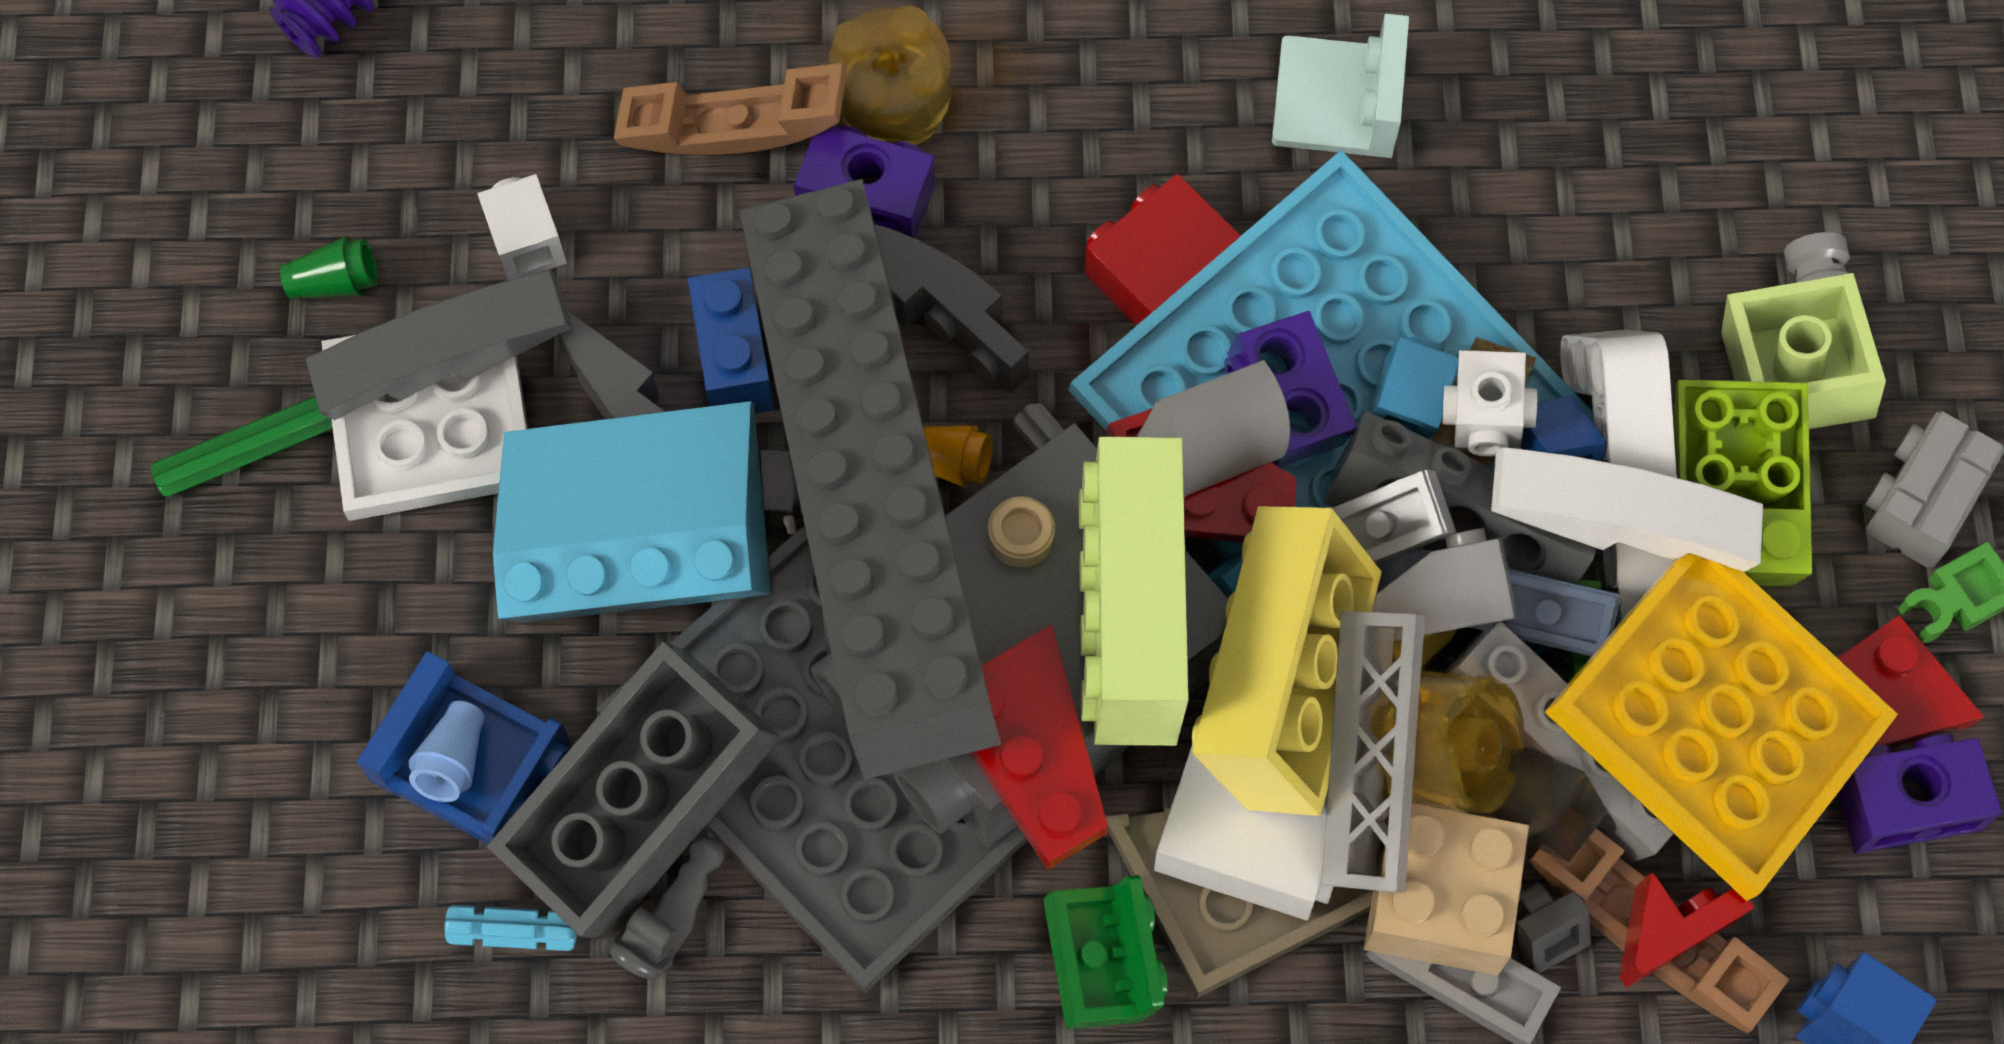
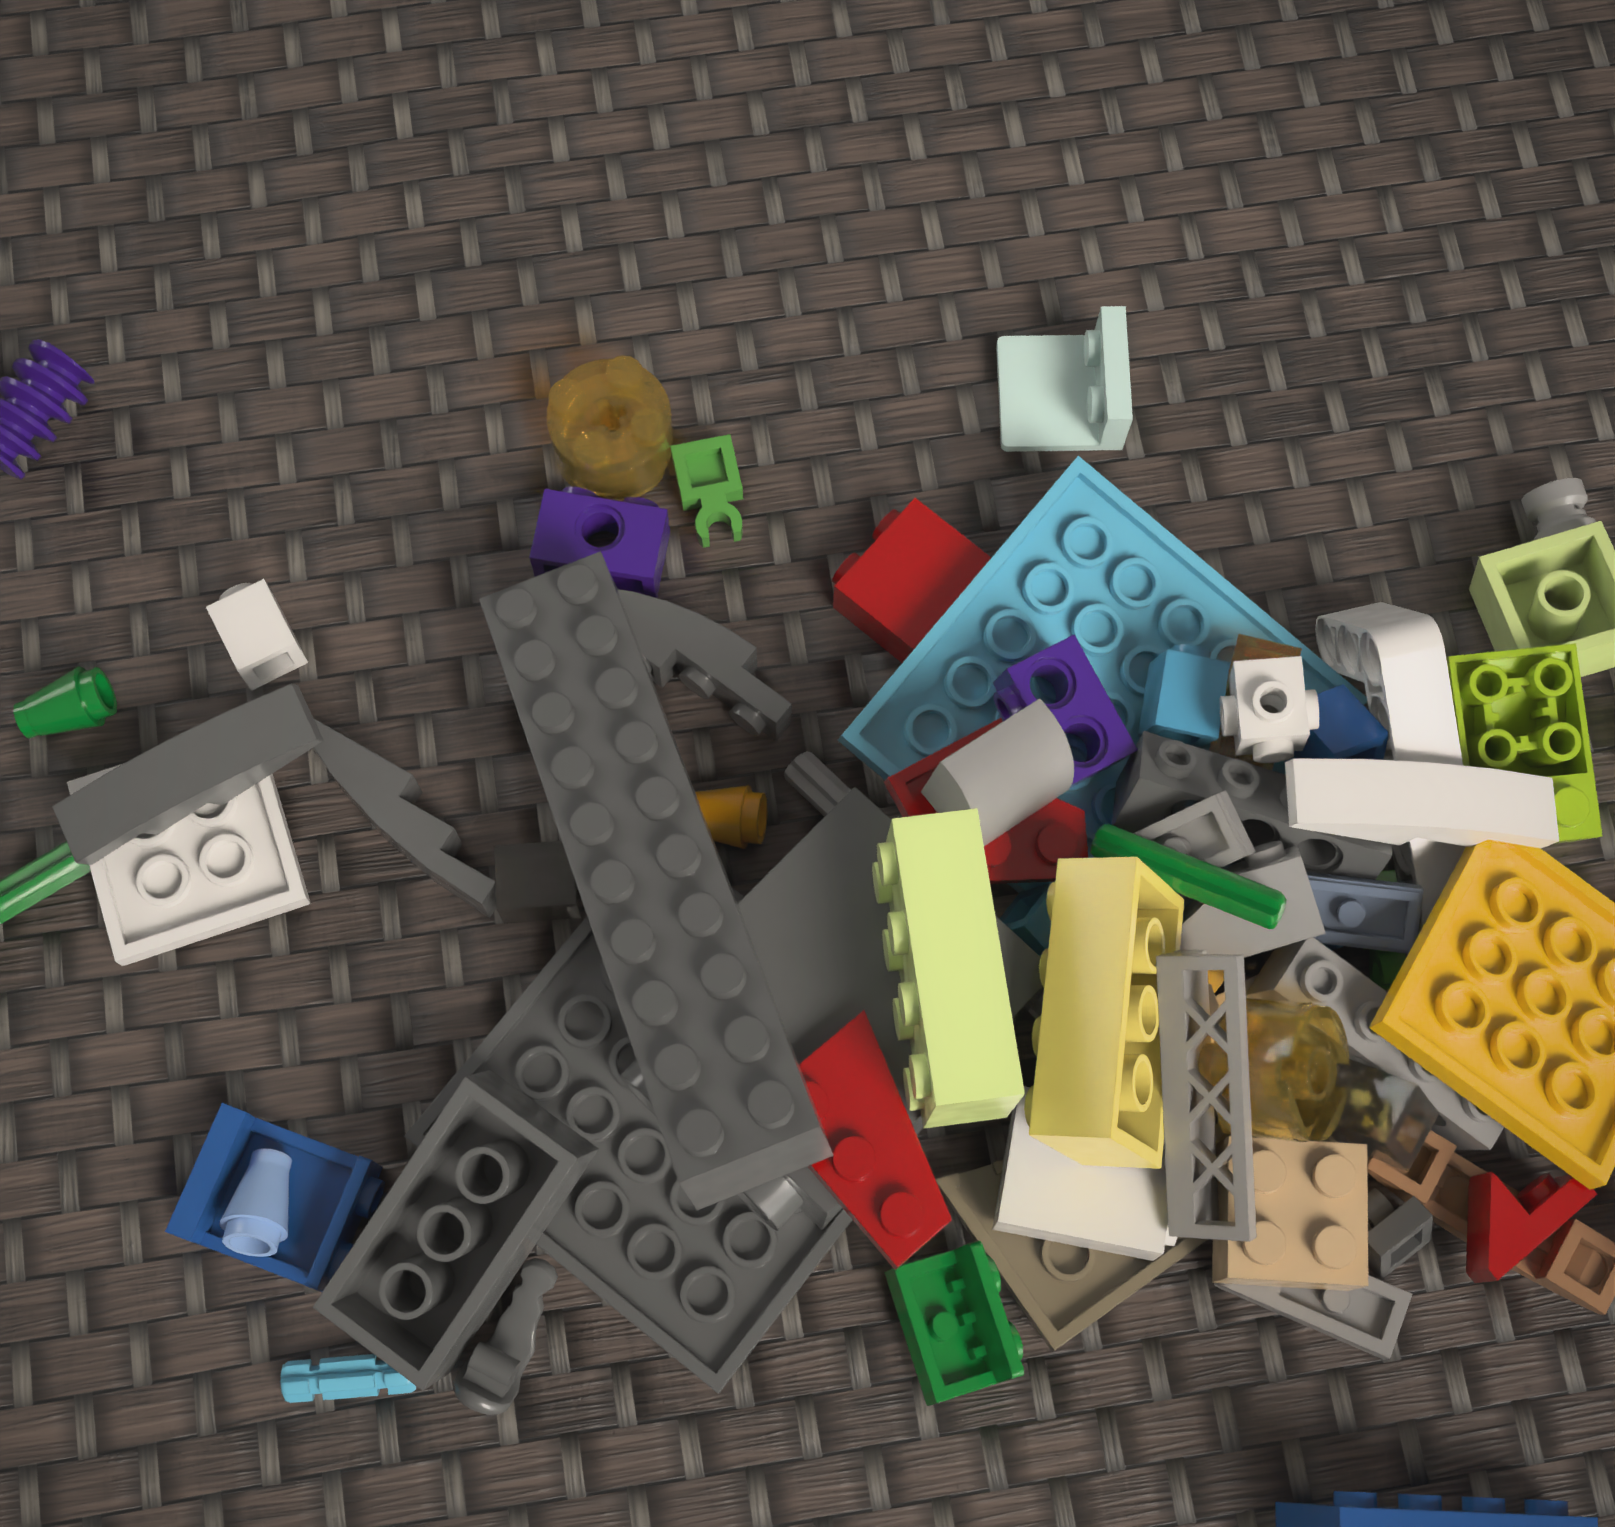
camera: 10 degrees left, 5 degrees up
(630, 514) = (410, 930): medium azure slope -> none
(730, 339) = (487, 731): blue brick -> none
(732, 120) = (455, 493): medium nougat slope -> none
(979, 140) = (708, 480): none -> bright green plate
(1021, 531) = (817, 912): tan tile -> none
(1401, 551) = (1195, 877): none -> green axle

